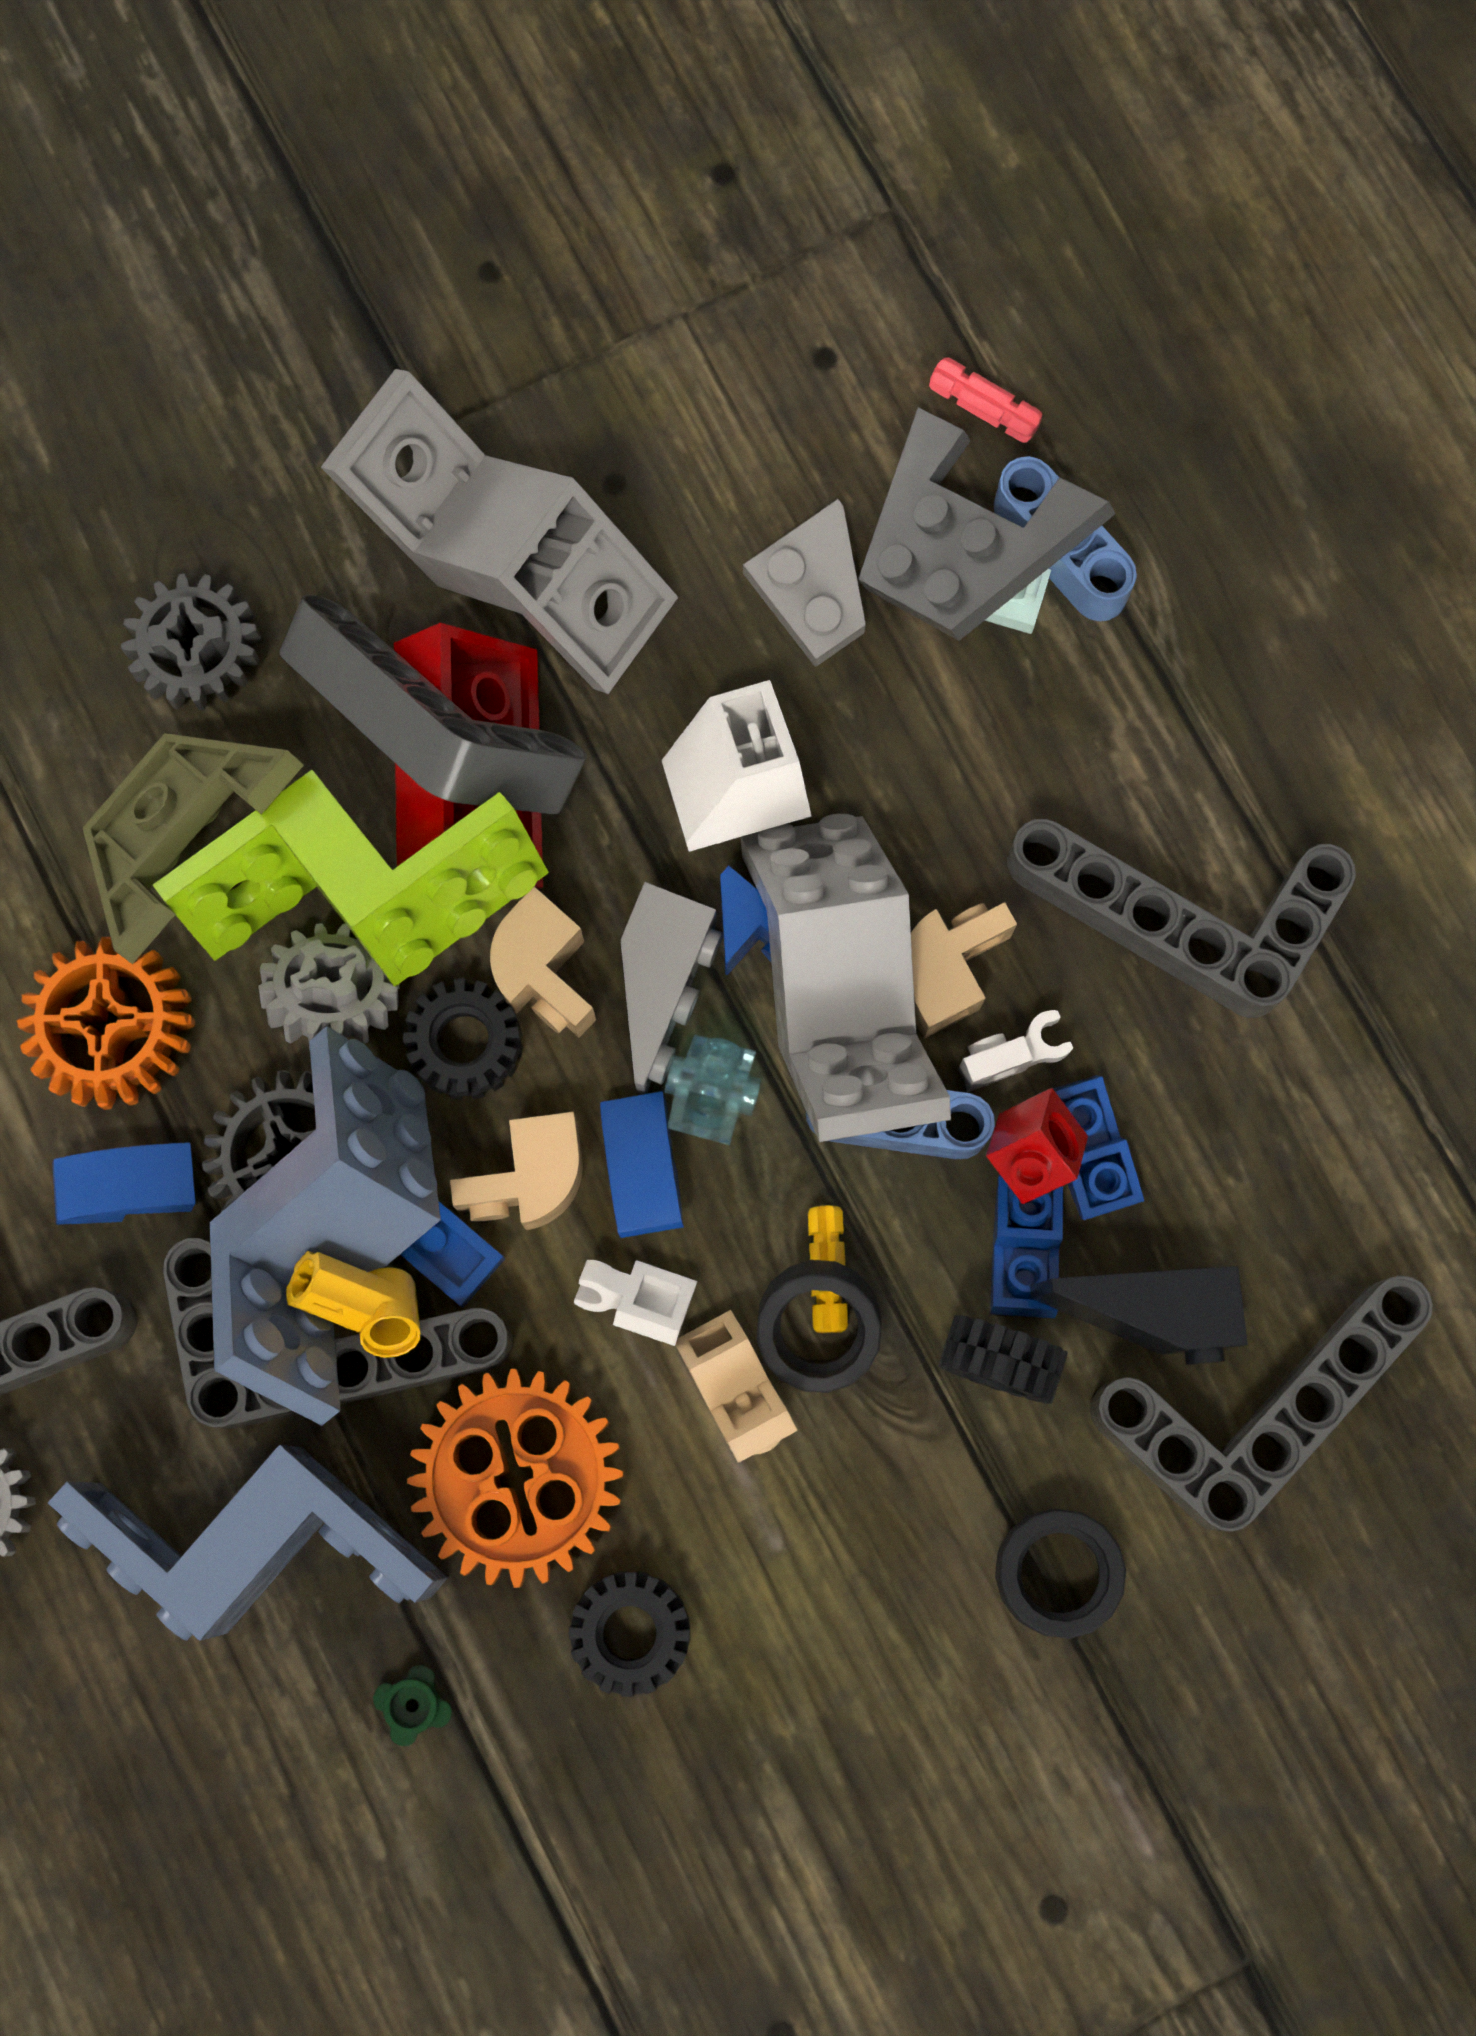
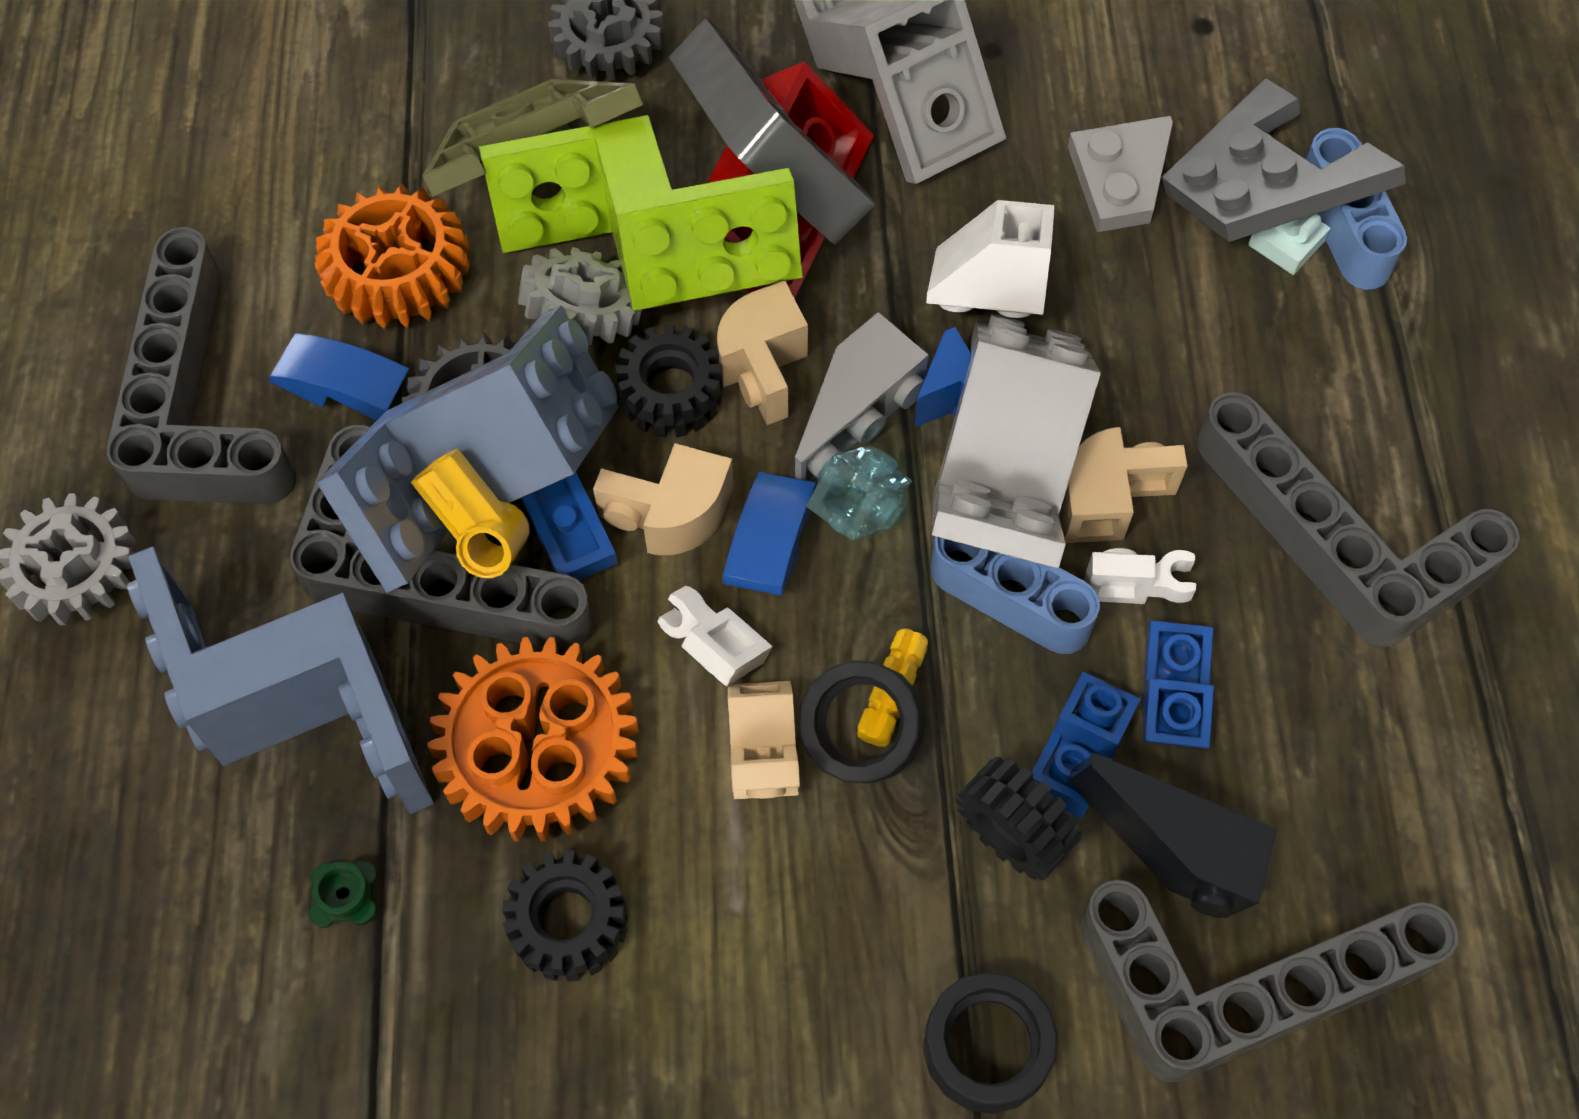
camera: 25 degrees right, 15 degrees down
(985, 399) = (1325, 92): coral axle -> none
(1037, 1146) = (1128, 648): red brick -> none

